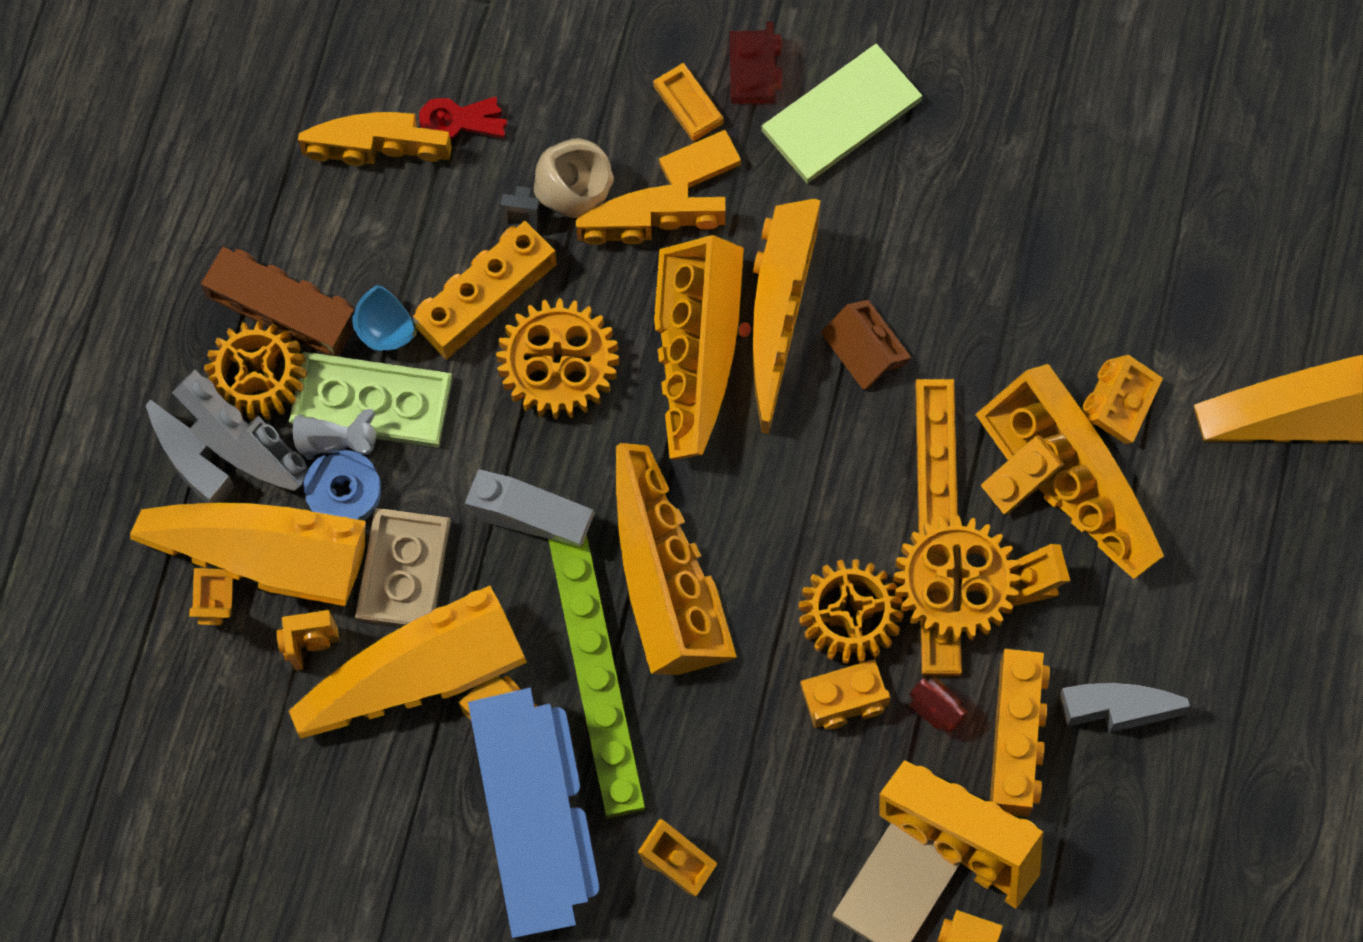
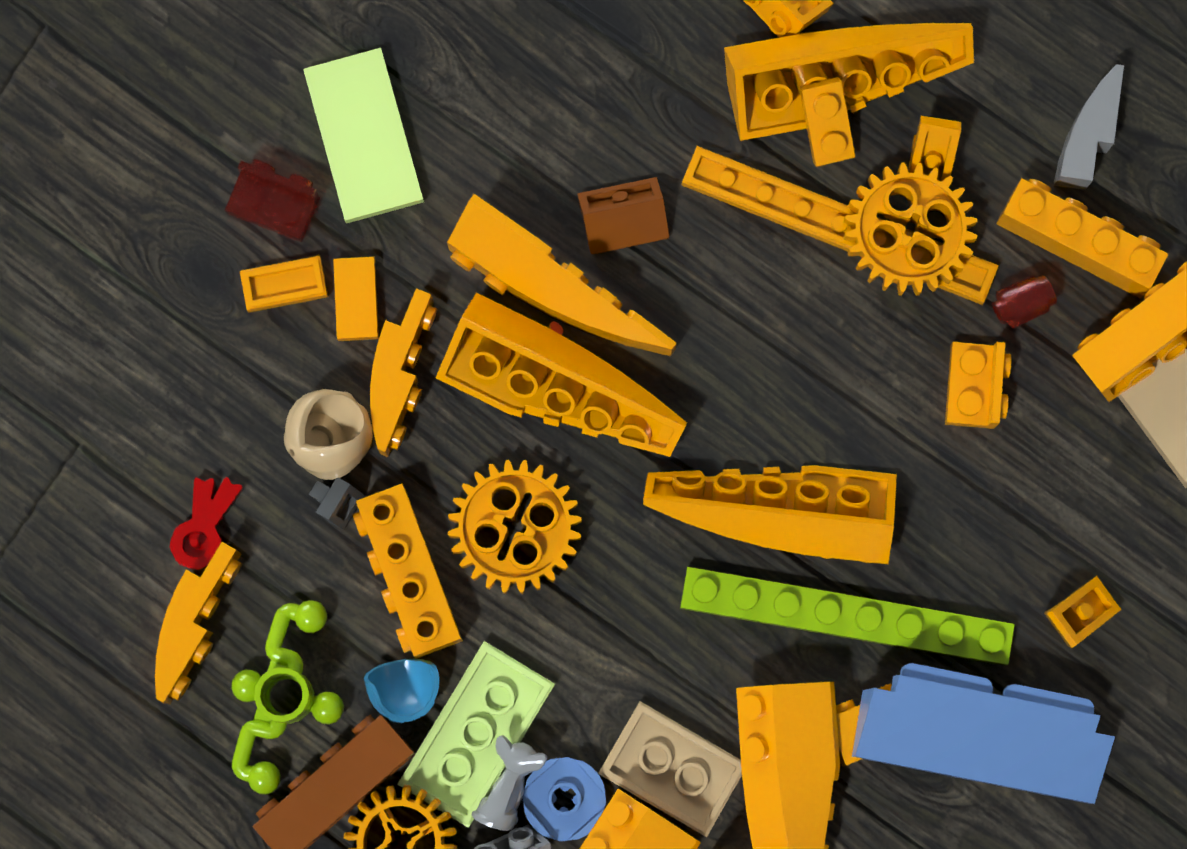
camera: 70 degrees left, 10 degrees up
(337, 210) = (251, 686): none -> lime wheel
(527, 509) = (670, 617): light grey slope -> none
(837, 615) = (879, 340): light orange gear -> none

